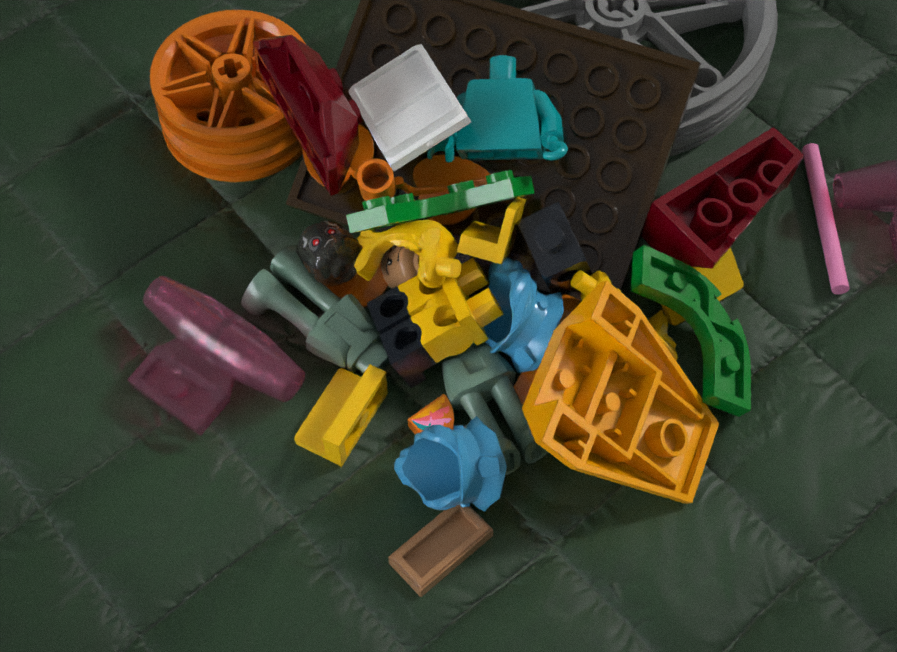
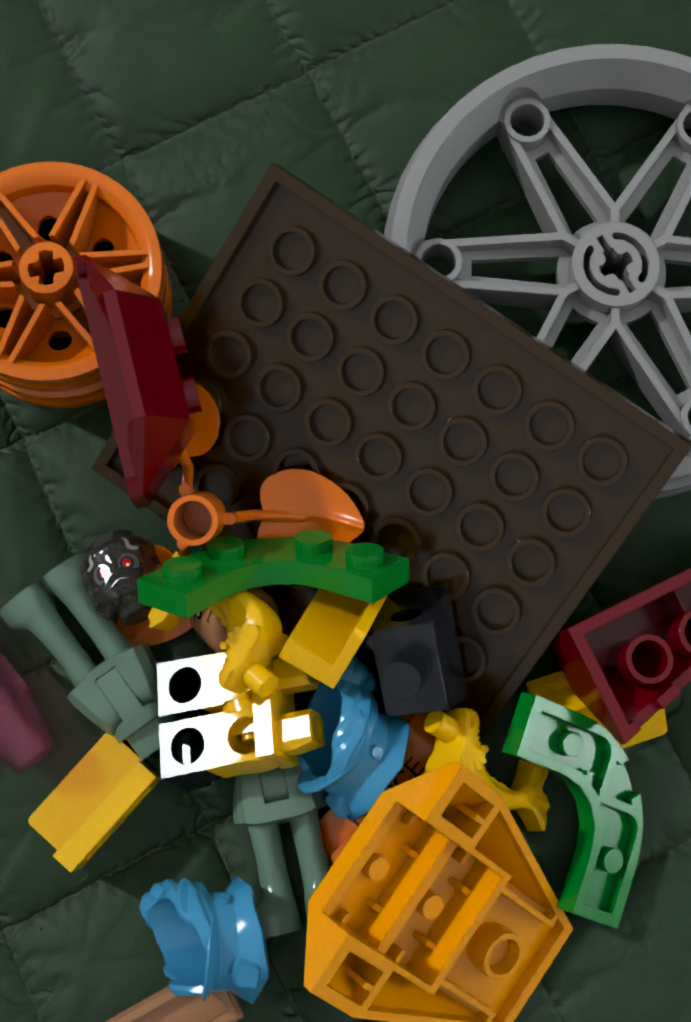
camera: 10 degrees right, 20 degrees up
(408, 106) = (265, 413): white piece -> none
(436, 413) = (209, 846): tile -> none
(506, 119) = (391, 459): teal torso -> none

